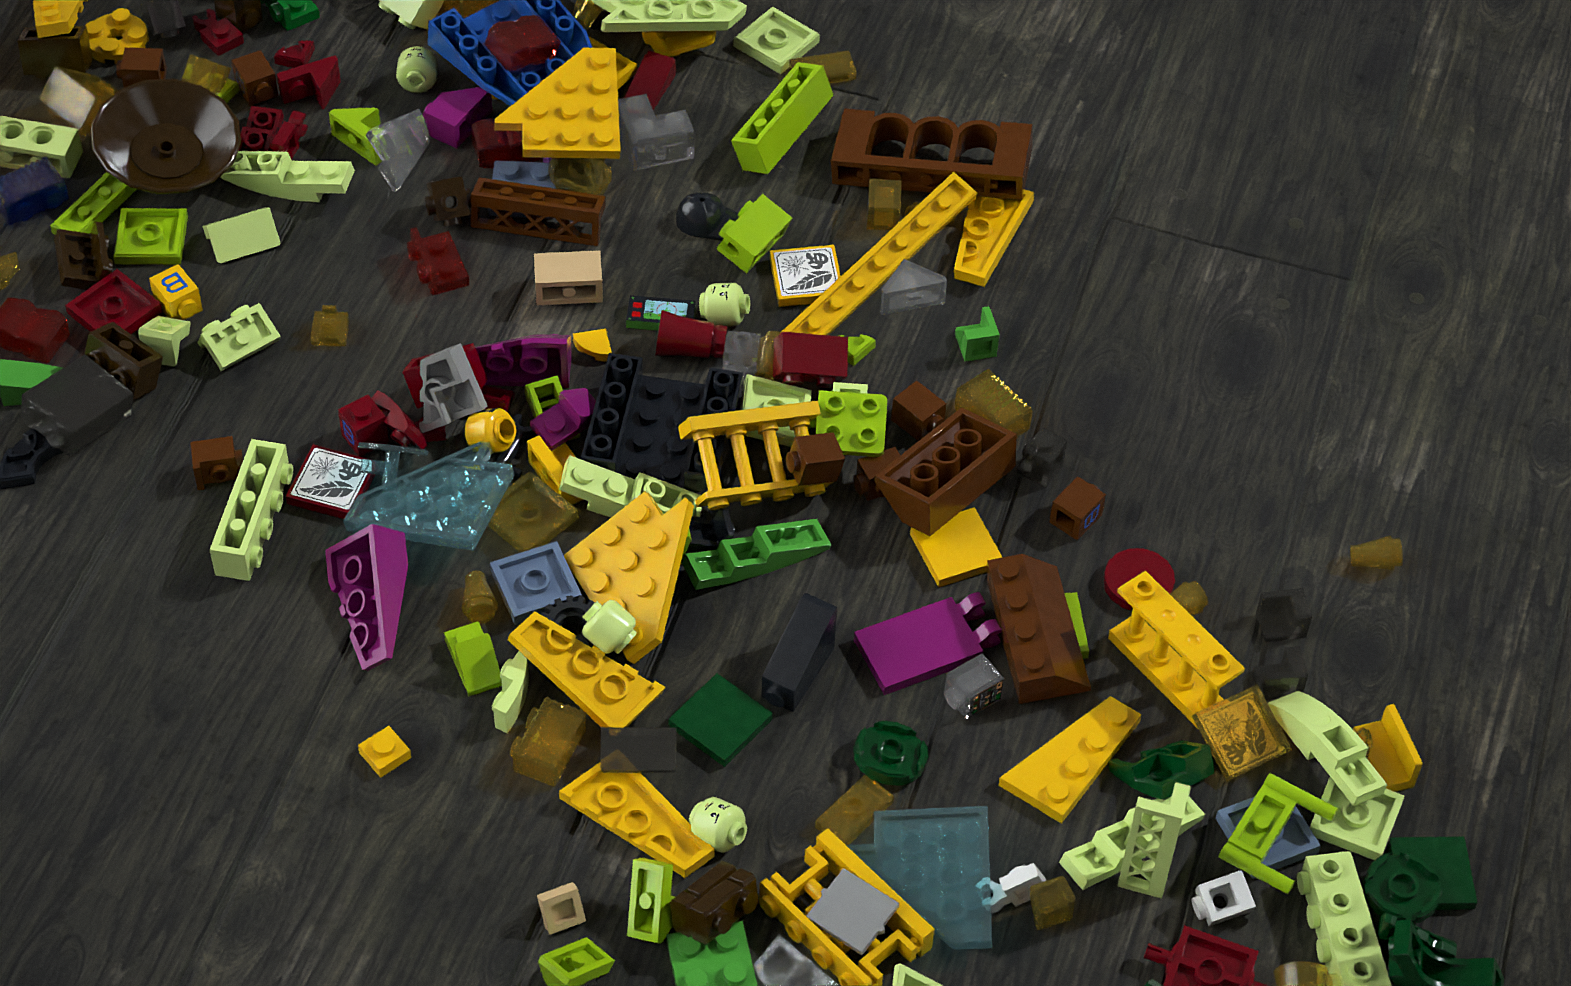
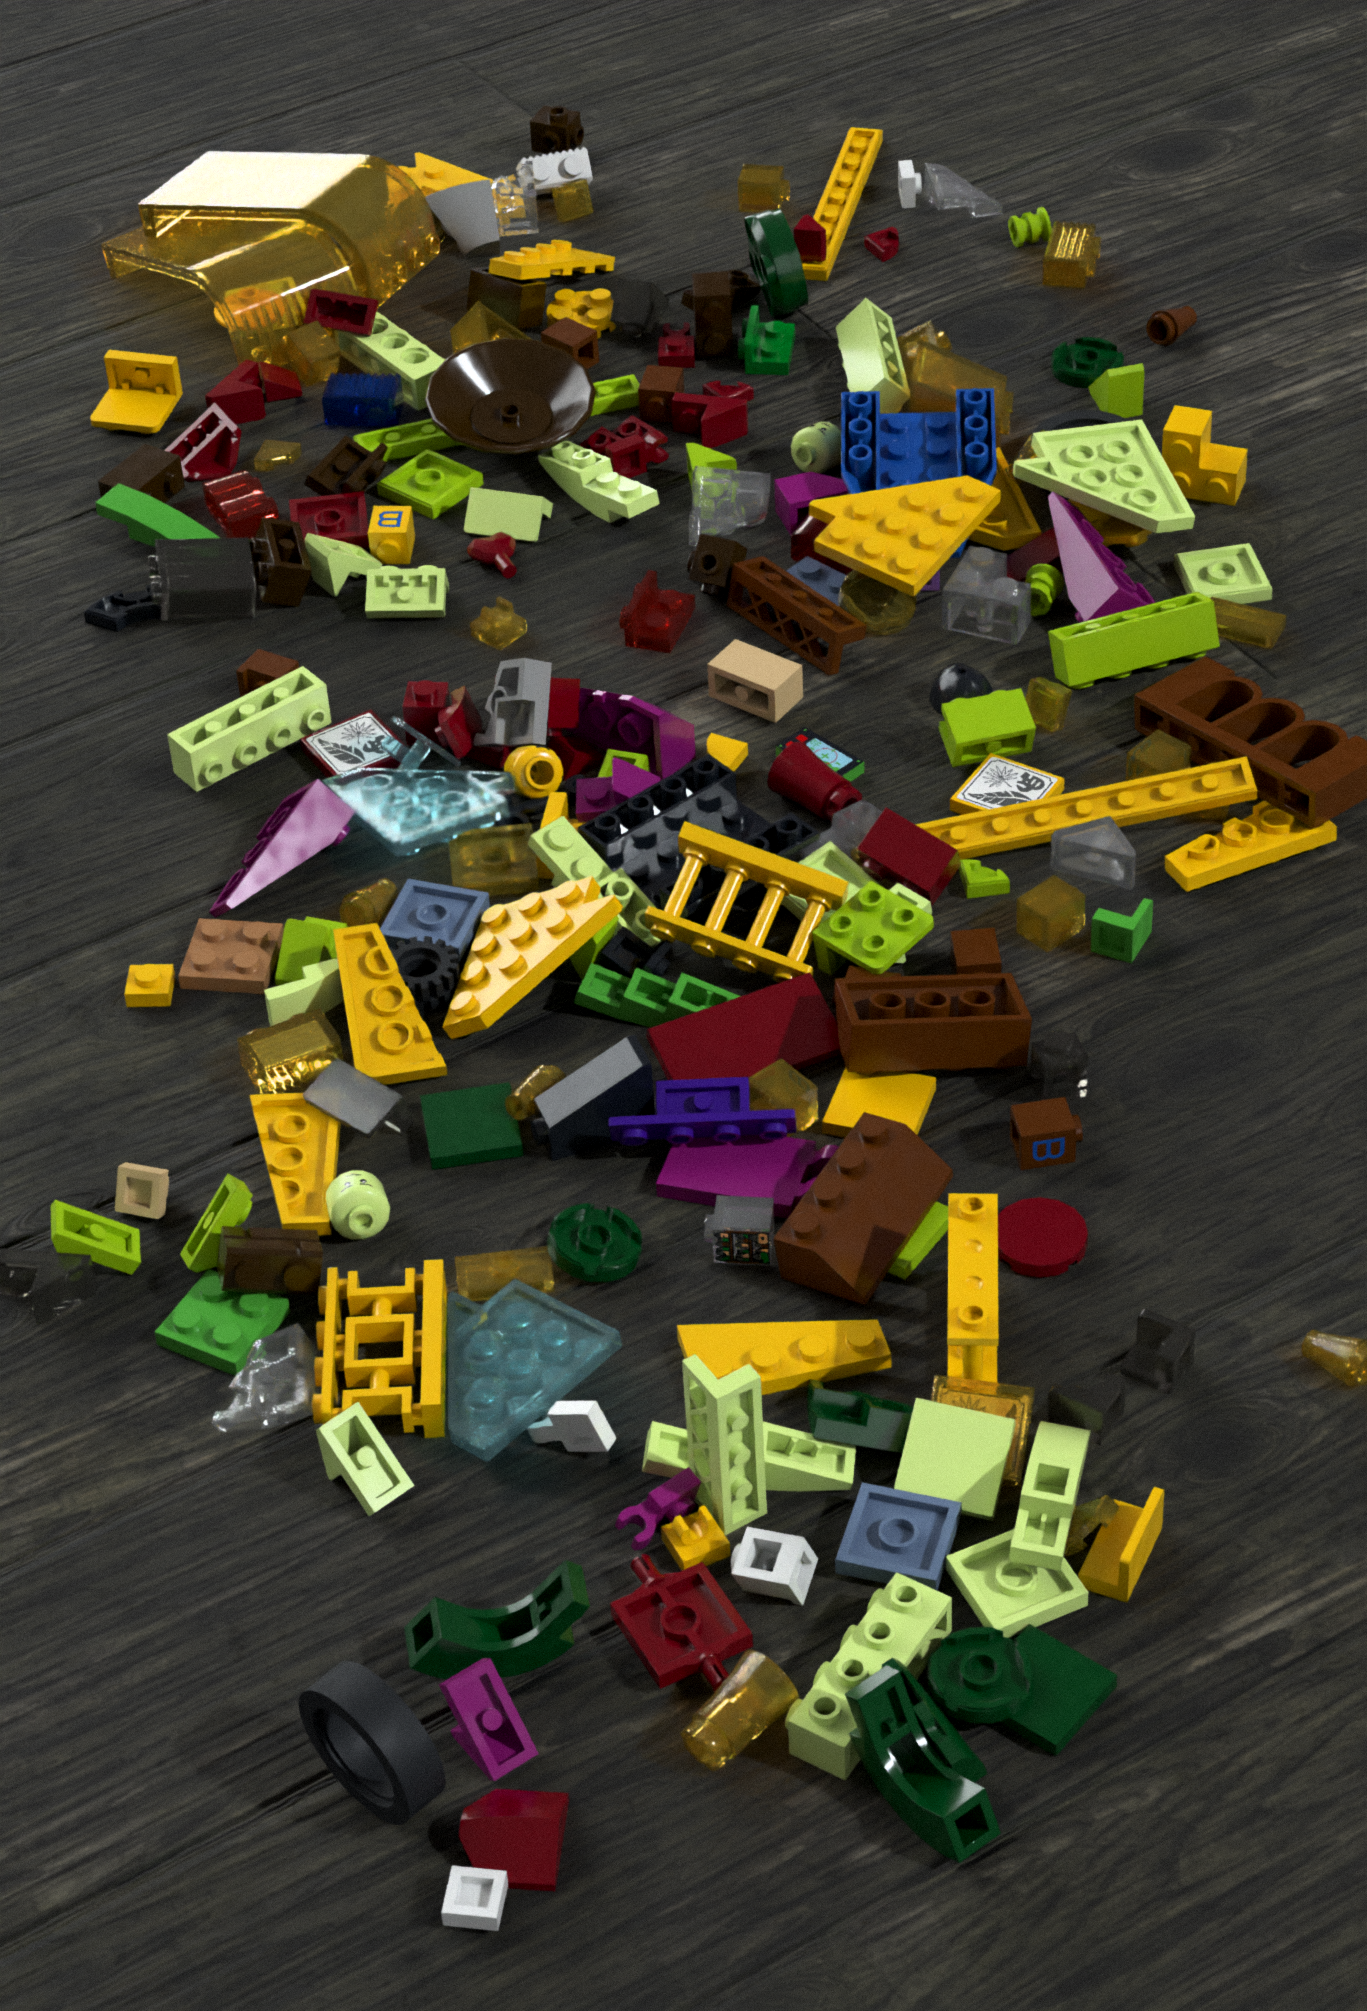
camera: 45 degrees right, 10 degrees down
(206, 73) = (612, 369): clear yellow brick -> none
(263, 267) = (495, 552): none -> dark red rock
(418, 693) = (231, 956): none -> medium nougat plate
(522, 42) = (916, 449): clear red brick -> none
(609, 626) = (436, 977): yellowish green head -> none
(677, 100) = (1045, 586): none -> lime bush
(723, 90) = (1090, 569): none -> wedge
(724, 304) = (885, 775): yellowish green head -> none
(747, 669) = (521, 1100): none -> clear yellow cone
(772, 188) = (1048, 703): none -> clear yellow tile
(815, 459) = (792, 934): reddish brown brick -> none
(838, 548) = (749, 1033): none -> dark red tile
(852, 911) = (382, 1342): light grey piece -> none
(873, 615) = (703, 1109): none -> dark purple bracket
(903, 580) = (784, 1088): none -> clear yellow brick
(927, 349) = (1050, 913): none -> clear yellow brick
(995, 402) = (1057, 995): clear yellow brick -> none
(1052, 902) = (592, 1460): clear yellow slope -> none
(1123, 899) = (662, 1504): none -> magenta plate
(1155, 913) = (695, 1539): none -> yellow tile
(1191, 597) = (1055, 1279): clear yellow cone -> none
(1248, 755) = (956, 1456): none -> yellowish green tile
(1264, 823) = (884, 1517): lime plate -> none

